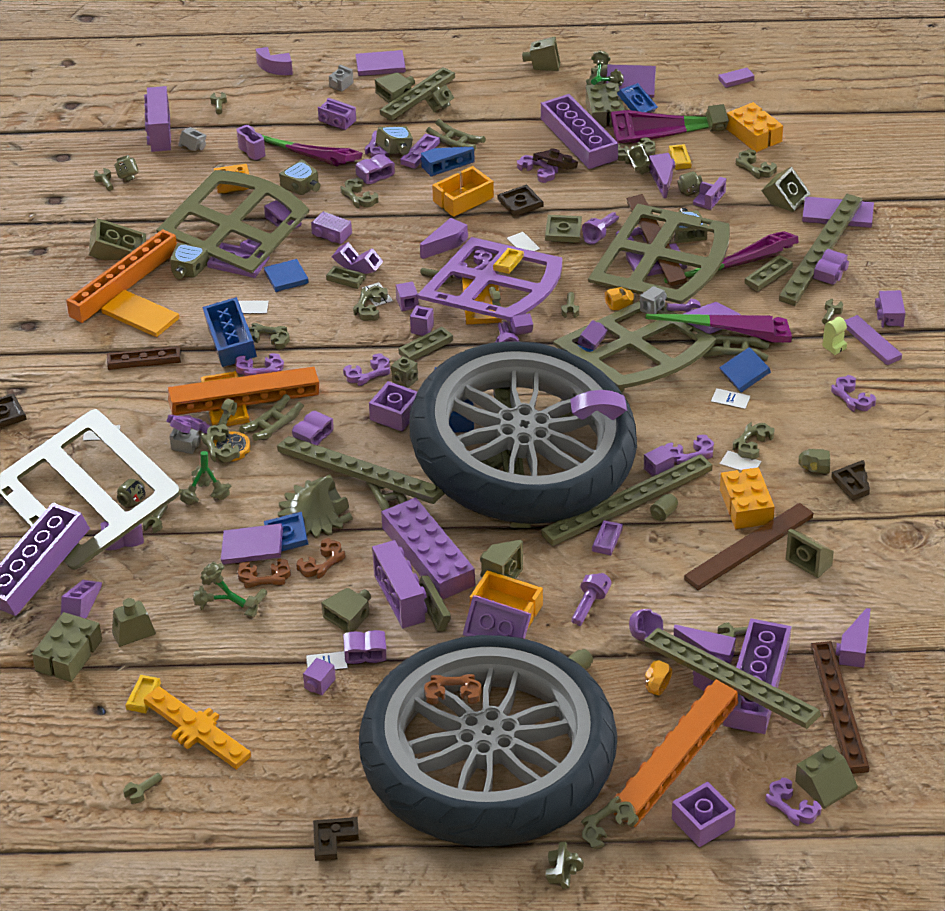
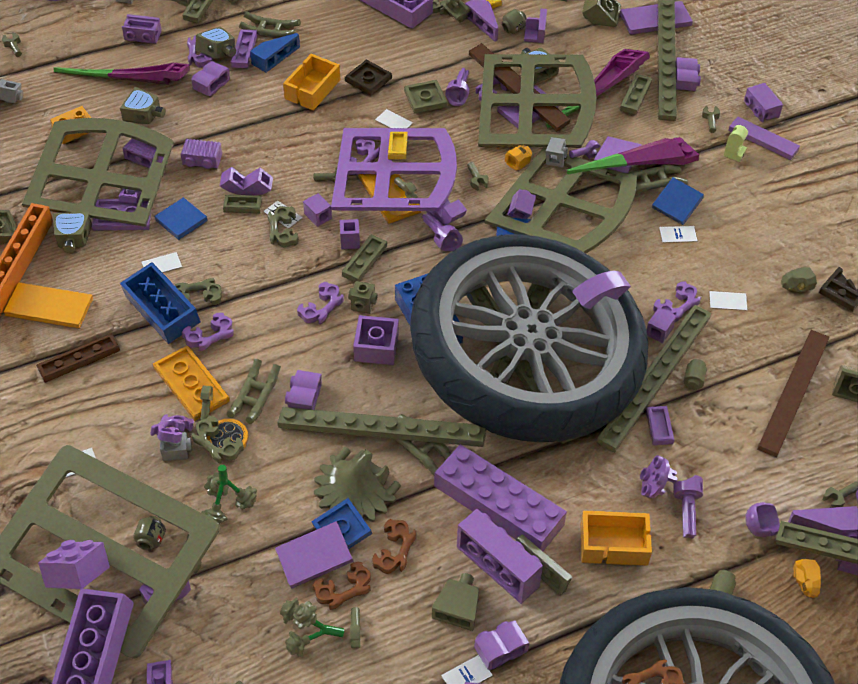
camera: 25 degrees left, 10 degrees up
(57, 488) = (74, 564): none -> medium lavender brick
(243, 390) = (208, 369): orange brick -> none
(251, 142) = (72, 80): medium lavender brick -> none
(356, 186) = (199, 100): olive helmet -> none
(445, 238) = (320, 136): medium lavender slope -> none
(496, 619) = (623, 570): medium lavender tile -> none
(503, 559) = (587, 494): olive slope -> none
(544, 174) = (375, 42): medium lavender helmet -> none
(556, 159) = (379, 26): dark brown wing -> none
(572, 567) = (656, 476): none -> medium lavender plate
(746, 498) = (765, 332): light orange piece -> none
(750, 449) = (730, 262): olive helmet -> none
(848, 384) = (769, 191): medium lavender helmet -> none

